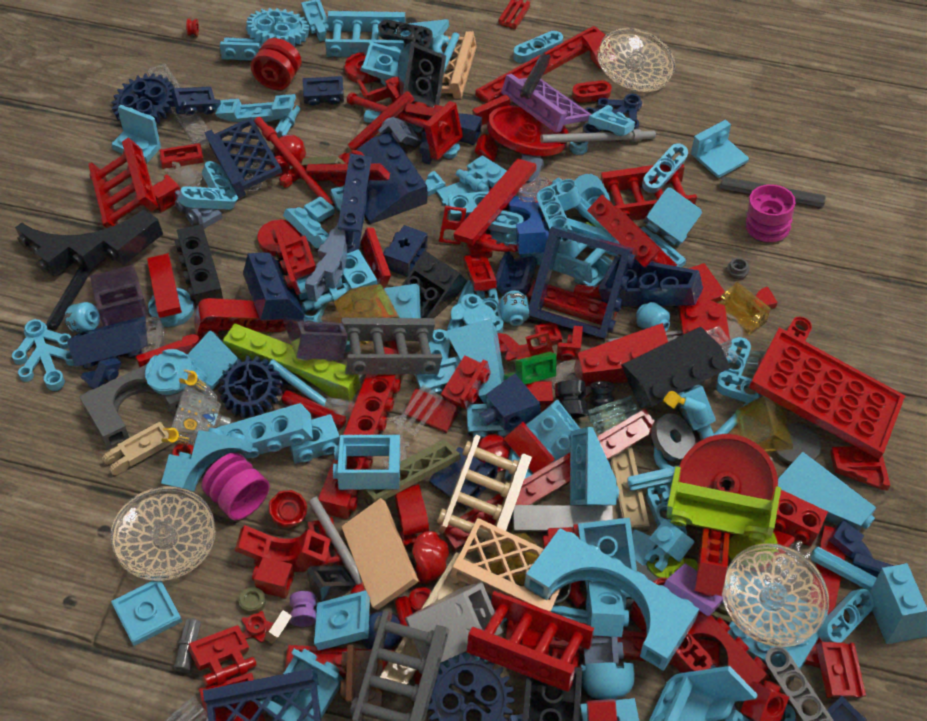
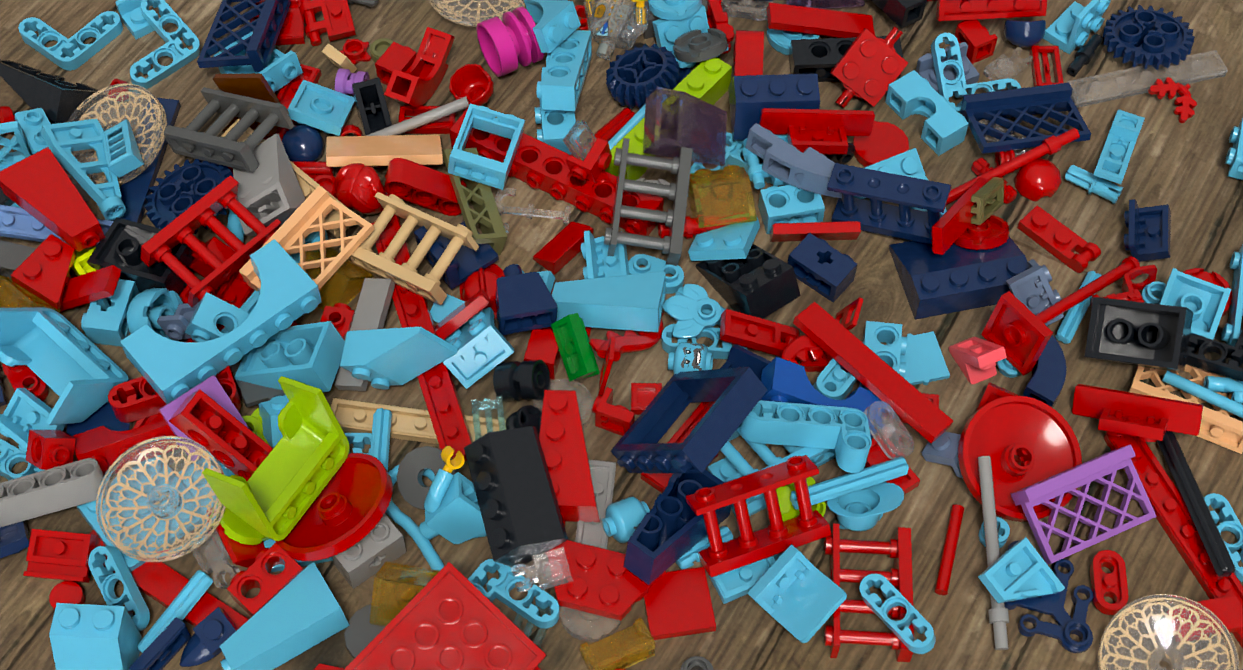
camera: 105 degrees right, 5 degrees up
(155, 162) = (1024, 32): none -> dark blue hair
(166, 136) = (1084, 55): none -> black bar
(195, 100) = (1135, 81): dark blue bracket -> none
(199, 82) = (1185, 101): none -> red animal
(214, 349) = (700, 46): none -> dark grey tile
(215, 241) = (869, 67): none -> red plate
(230, 219) = (944, 124): none -> medium azure arch
(276, 64) = (1192, 173): red wheel -> none
(339, 135) = (1058, 239): none -> red plate
(364, 386) = (595, 161): none -> red bracket
(372, 83) = (1153, 289): none -> medium azure plate
(372, 129) = (1062, 276): red axle -> none
(421, 110) = (1067, 330): red plate -> none
(431, 393) = (550, 217): clear tile -> none
(434, 183) = (947, 331): medium azure tile -> none
(453, 160) = (977, 358): none -> coral slope
(466, 381) = (573, 268): red bracket -> none
(478, 80) = (1136, 414): none -> red bracket
(481, 174) = (950, 390): medium azure plate -> none
(485, 110) = (1073, 414): red tile -> none
(518, 59) = (1196, 505): none -> black axle
(535, 76) = (1127, 485): black axle -> none
(612, 164) = (949, 550): none -> red bar
(868, 658) = (66, 593): none -> red tile

